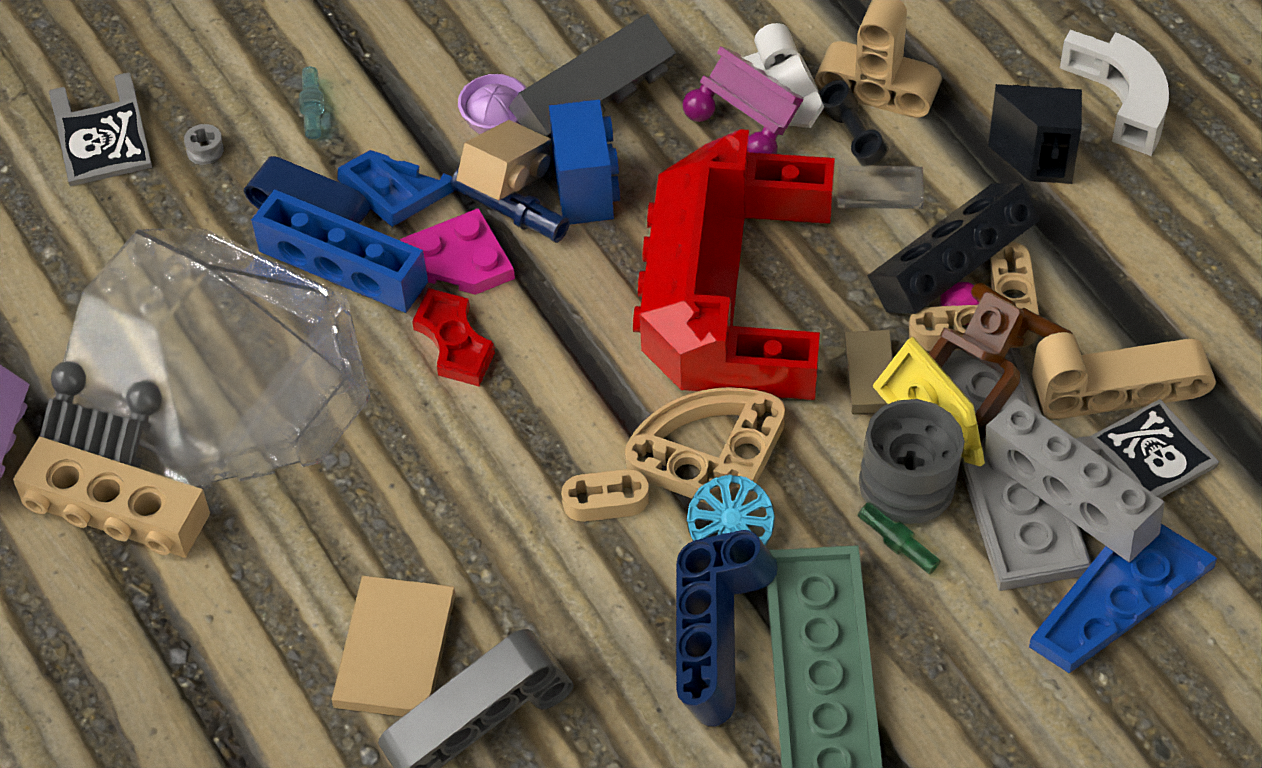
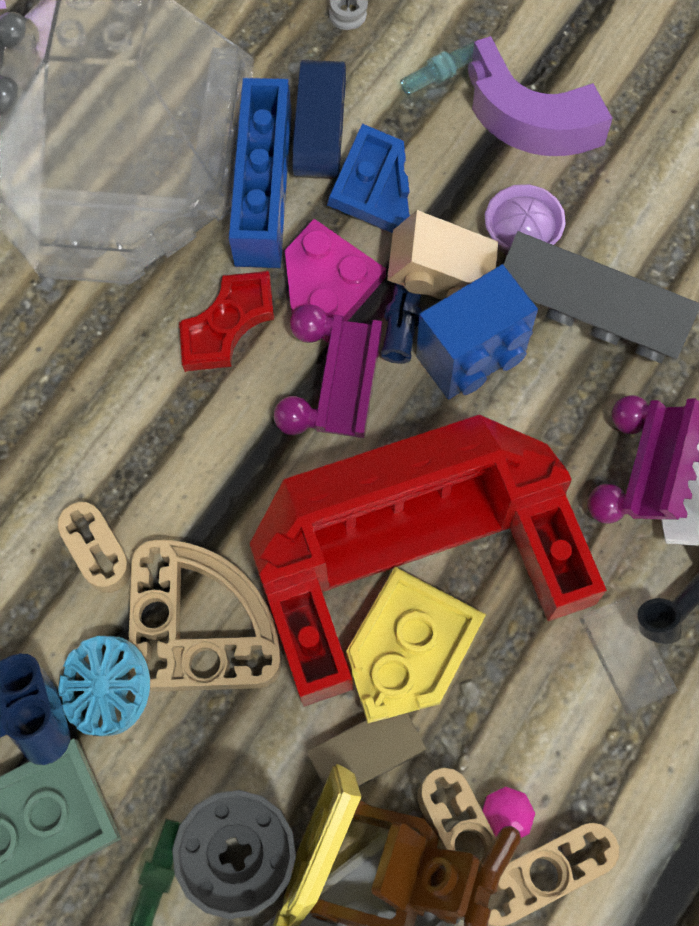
camera: 65 degrees right, 15 degrees up
(397, 66) = (530, 119): none -> medium lavender arch
(562, 265) = (346, 378): none -> magenta gear
(806, 300) = (409, 647): none -> light yellow tile
(953, 248) = (569, 781): black brick -> none

